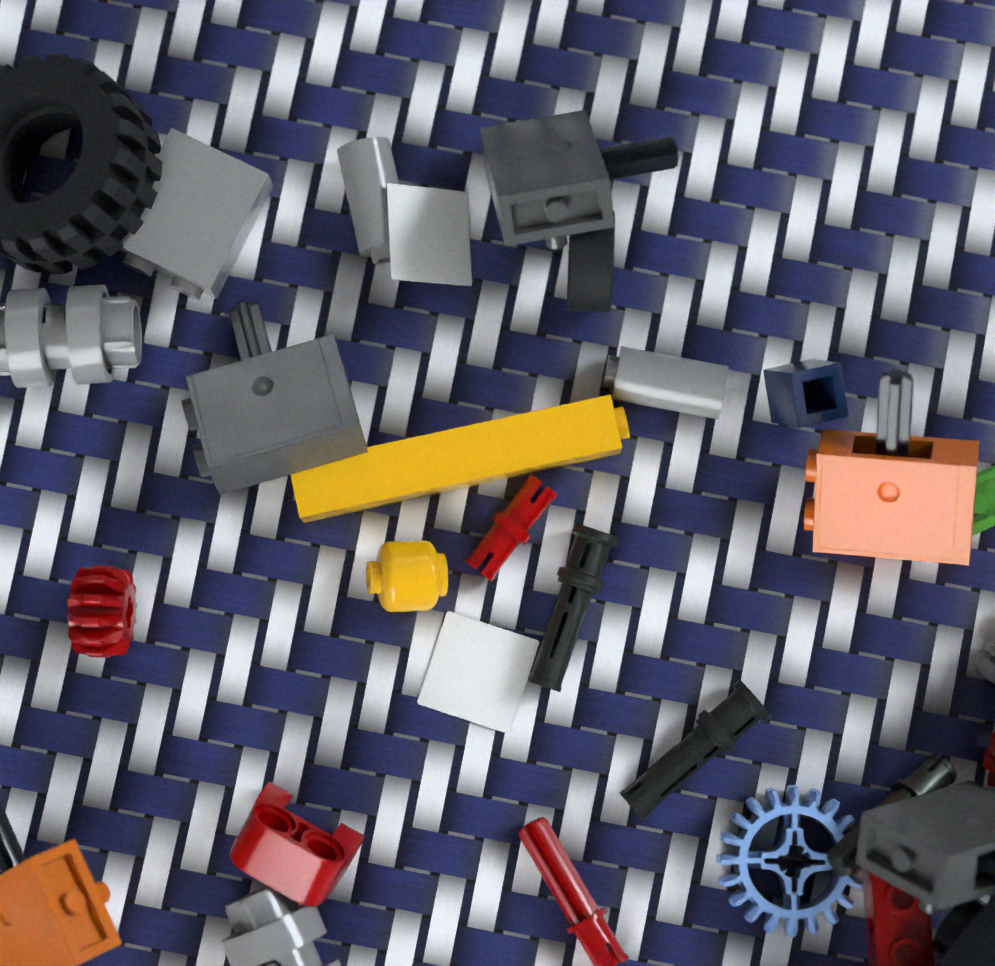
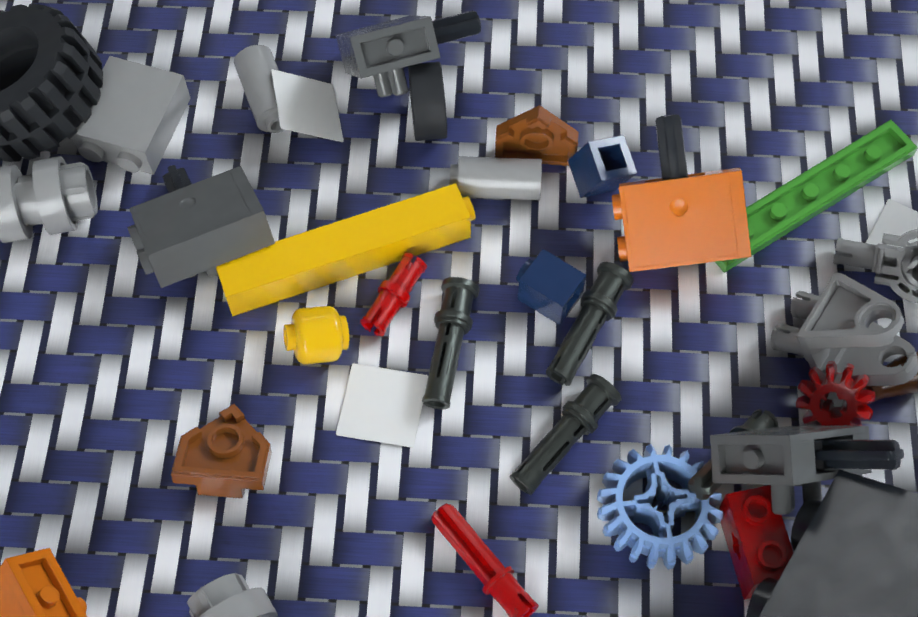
camera: 10 degrees left, 20 degrees down
(102, 611) = (71, 388): red gear -> none
(279, 717) = (223, 457): none -> dark orange plate
(291, 851) = (244, 547): red piece -> none
(709, 549) = (550, 286): none -> dark blue brick
(727, 335) = (536, 136): none -> dark orange plate
(764, 586) = (597, 307): none -> pearl dark grey pin

